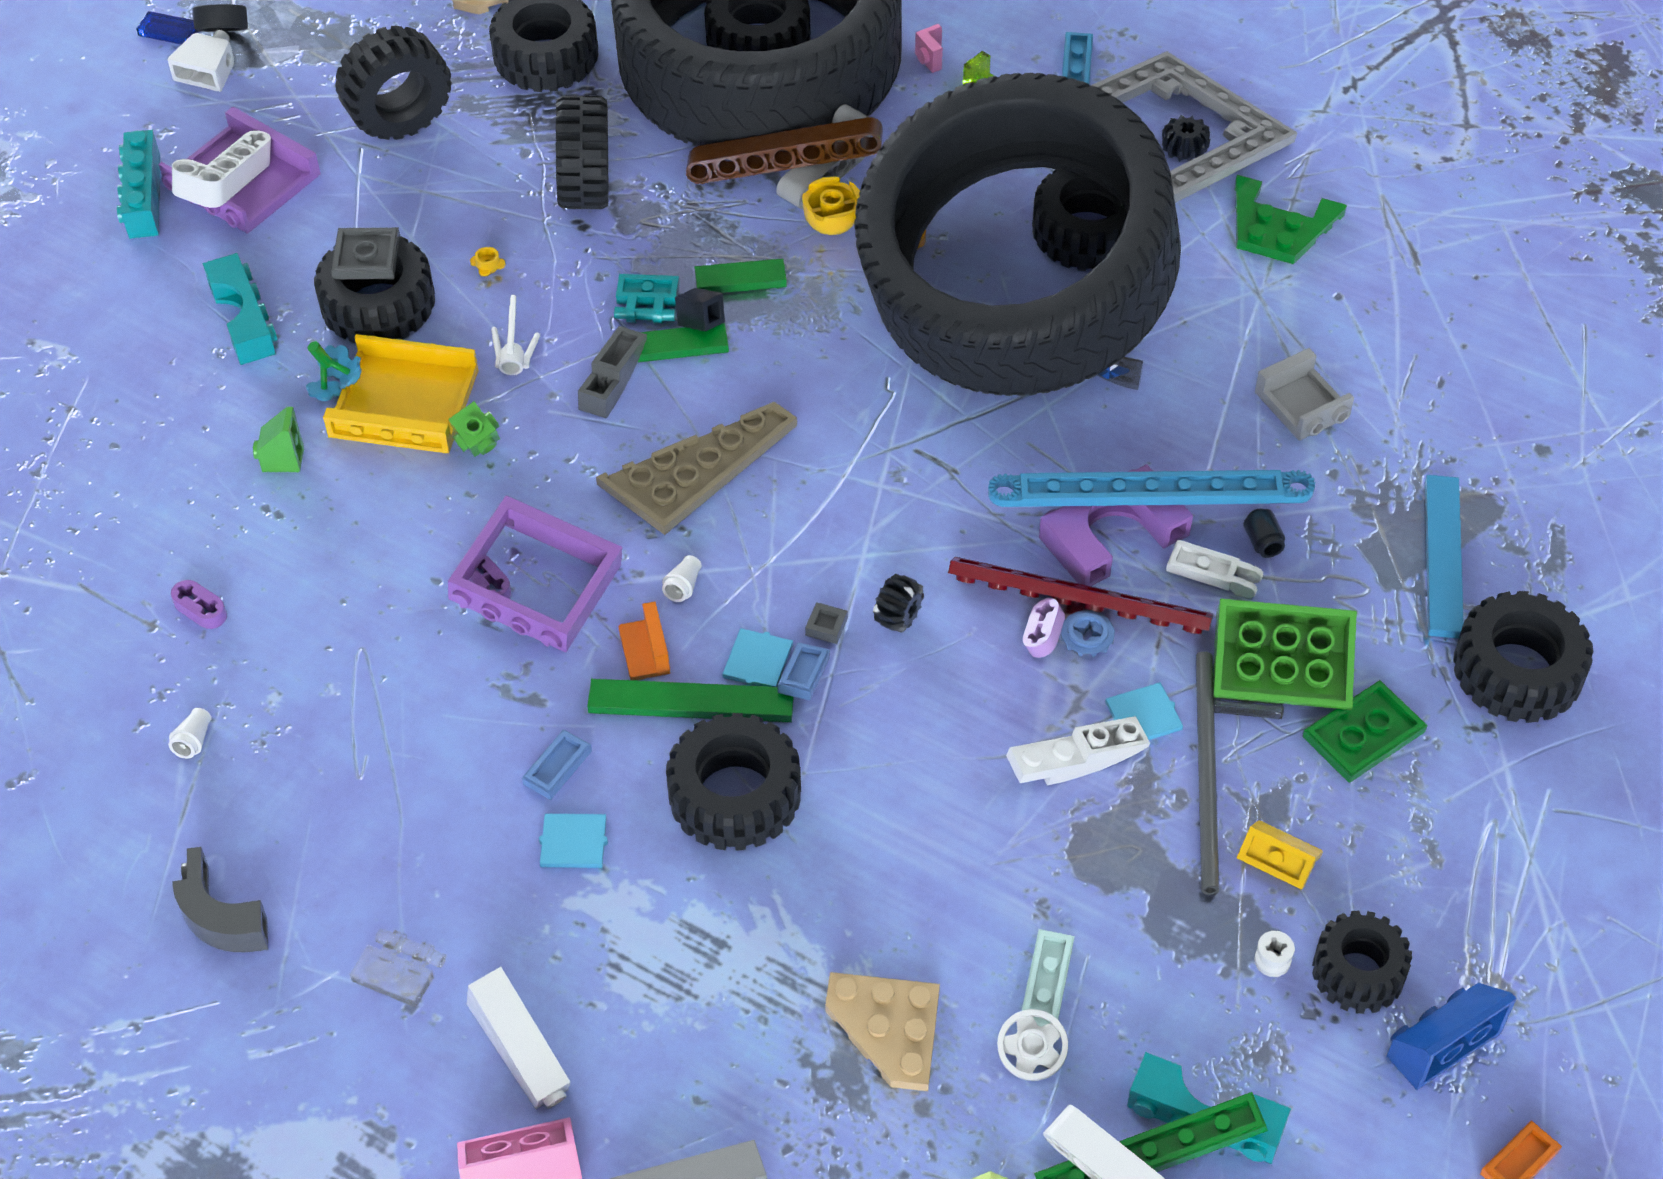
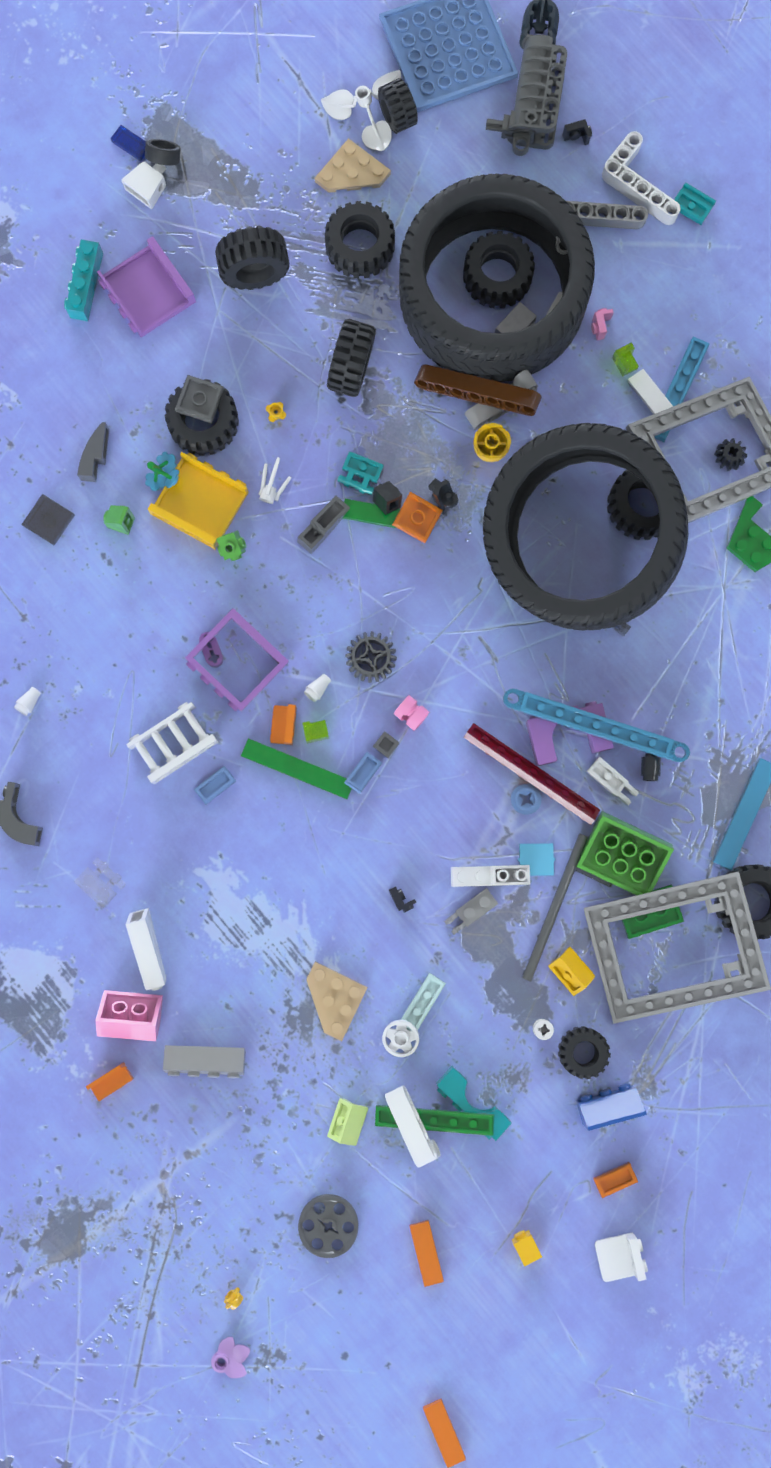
camera: 15 degrees right, 30 degrees up
(160, 484) = (48, 519): none -> clear smoke tile
(202, 599) = (54, 611): medium lavender beam -> none
(214, 380) = (94, 454): none -> dark grey slope
(225, 175) = (154, 279): white beam -> none
(248, 330) = (122, 425): teal arch -> none
(476, 746) = (189, 751): none -> white fence
(573, 840) = (210, 835): medium azure piece -> none
(694, 469) = (343, 613): dark tan wing -> none
(701, 641) = (315, 731): none -> clear neon green panel
(726, 744) = (301, 809): black tyre -> none
(741, 276) = (419, 472): green tile -> none
(754, 507) = (362, 659): none -> dark grey gear
(755, 326) = (417, 517): none -> orange tile
(757, 658) = (342, 752): medium azure piece -> none
(786, 283) = (443, 494): none -> black hips
(861, 567) = (411, 712): none -> bright pink wheel
(898, 603) = (428, 749): black gear -> none
(939, 834) = (398, 897): none -> black bracket
(1038, 627) = (503, 788): lavender beam -> none
(1071, 815) = (473, 910): none -> light grey hinge
(1302, 395) = (715, 678): light grey panel -> none
(1470, 627) = (732, 899): none -> light grey plate

